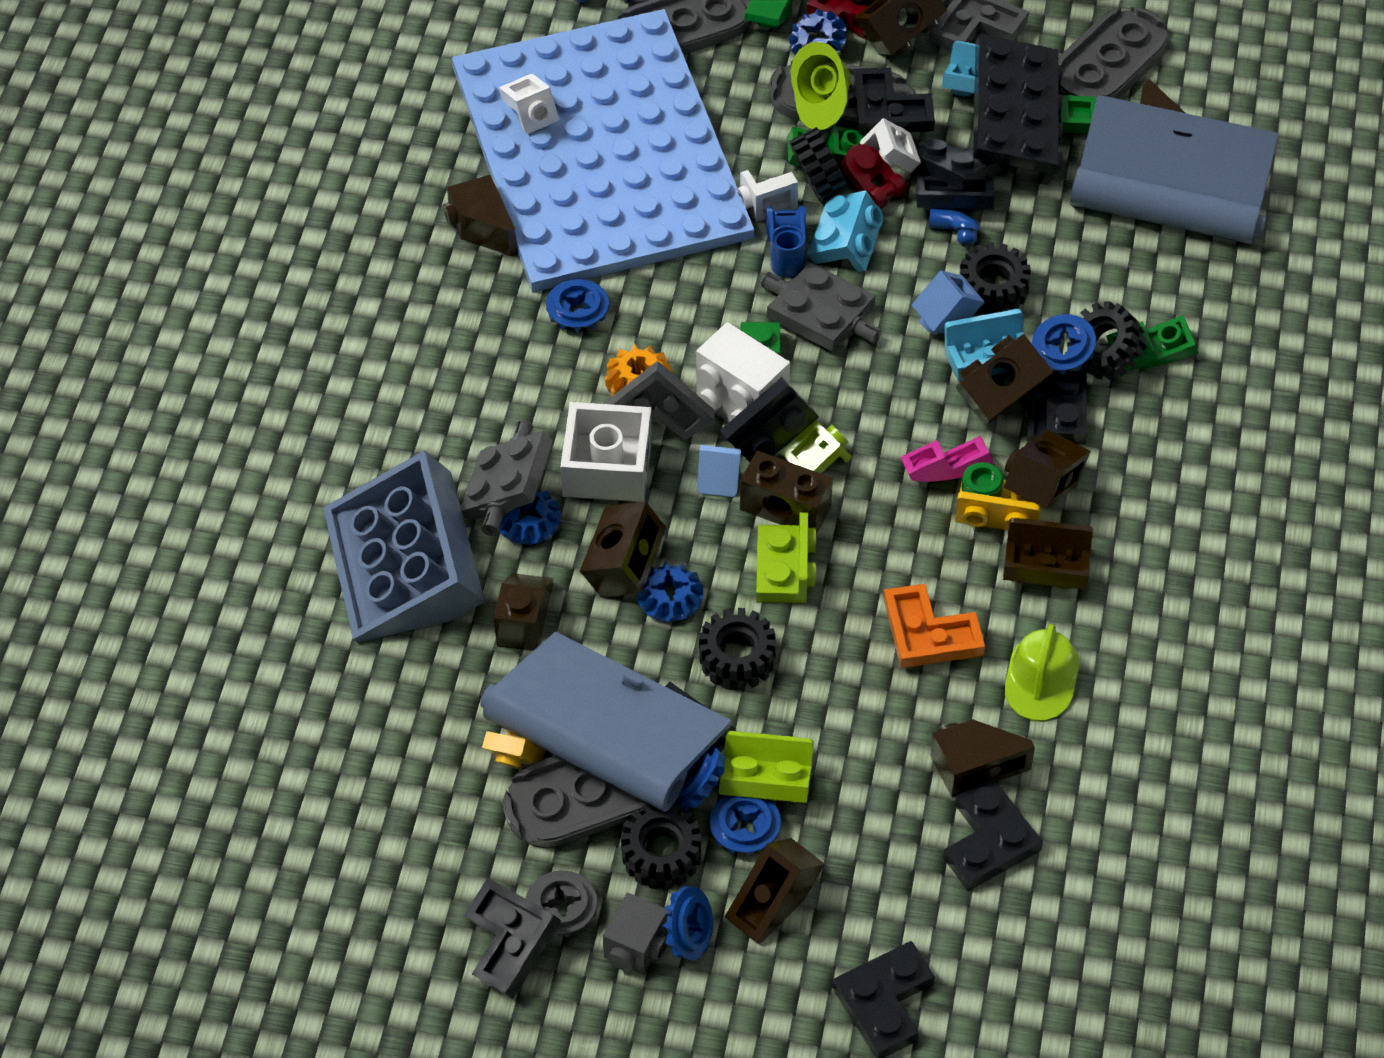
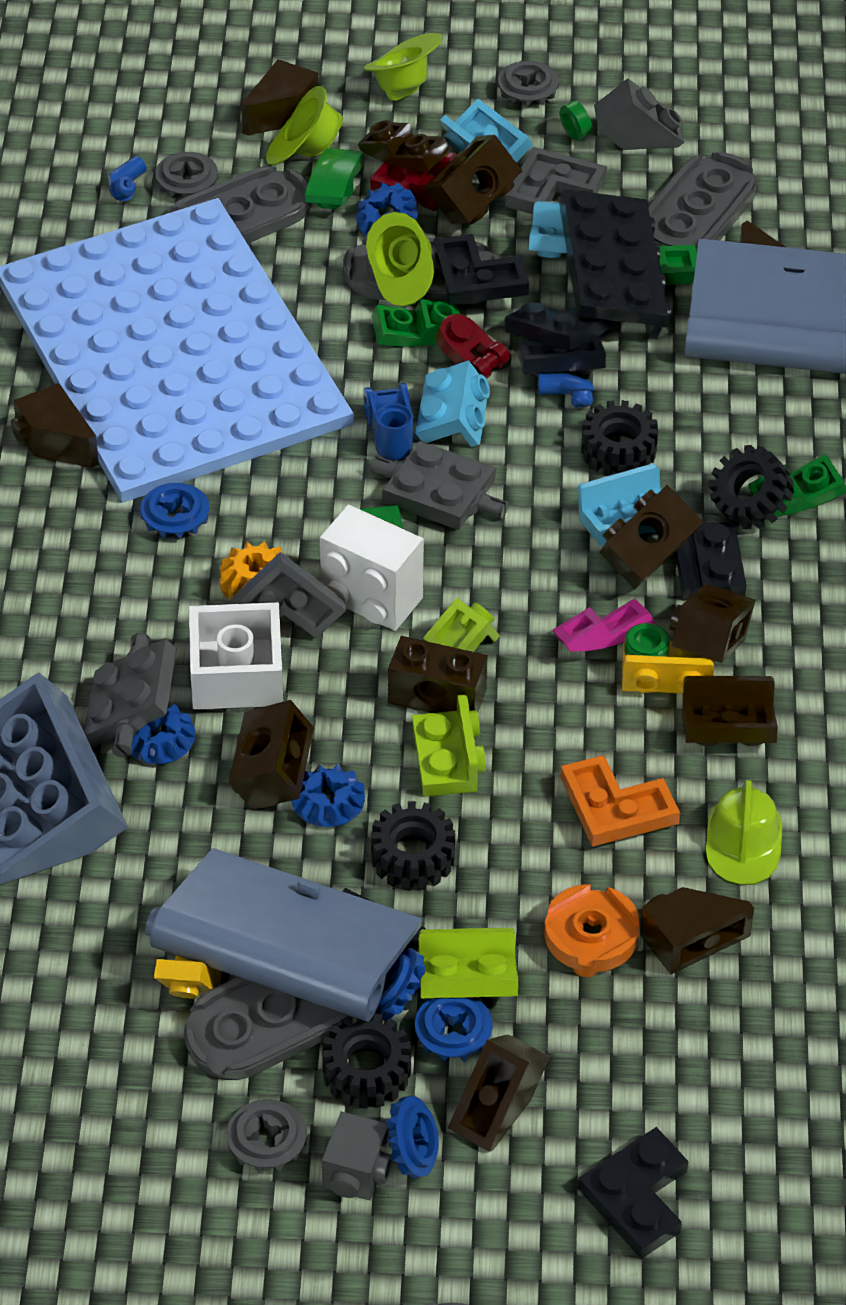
camera: 10 degrees left, 5 degrees down
(519, 933) = (227, 1172): black plate -> none
(522, 611) = (170, 834): dark brown slope -> none
(531, 101) = (94, 303): white bracket -> none
(719, 471) = (360, 663): light blue slope -> none
(770, 421) = (409, 604): black plate -> none
(777, 192) = (372, 371): white bracket -> none
(818, 164) = (412, 339): black tyre -> none
(886, 768) = (585, 951): none -> orange plate
(893, 145) = (488, 312): white bracket -> none
(945, 300) = (572, 463): medium blue brick -> none
(999, 838) = (729, 1012): black plate -> none
(1050, 335) = (725, 485): blue gear -> none

